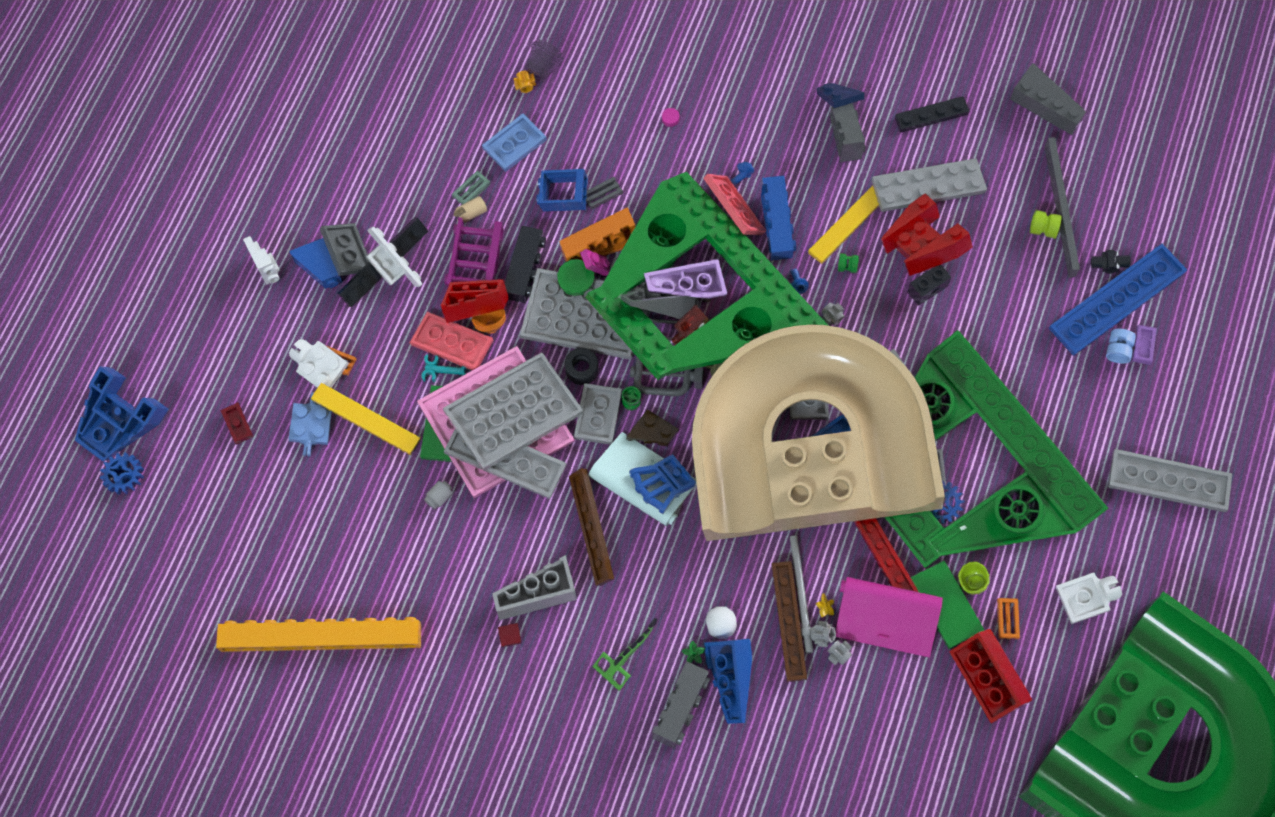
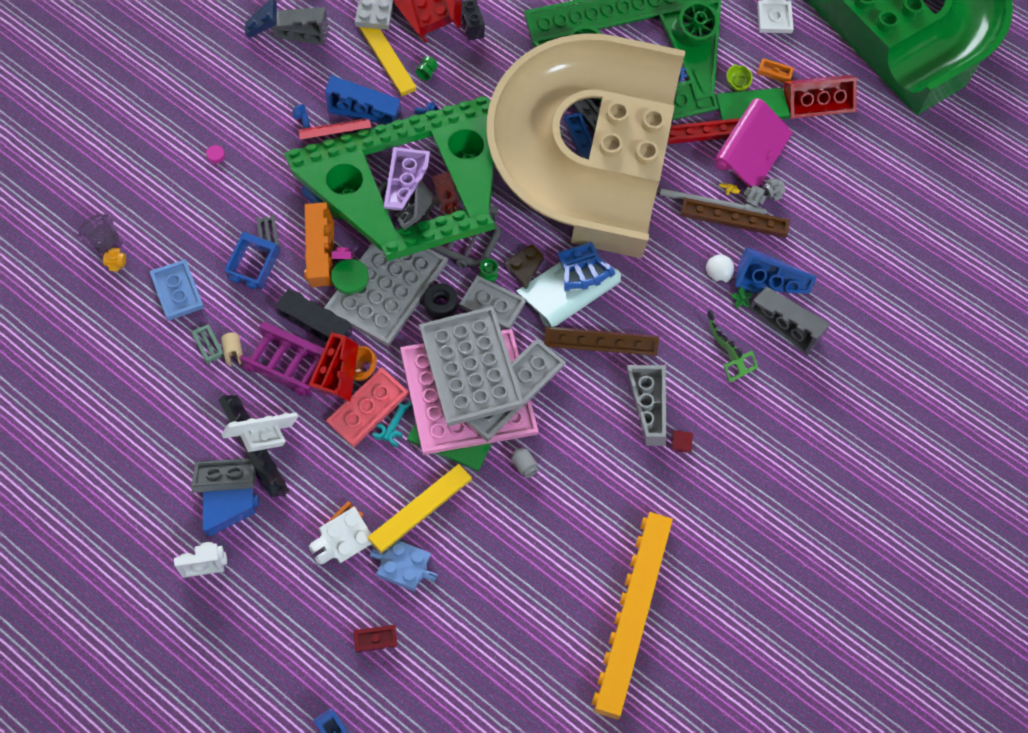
camera: 80 degrees left, 5 degrees down
(833, 314) = (470, 92): light grey gear -> none

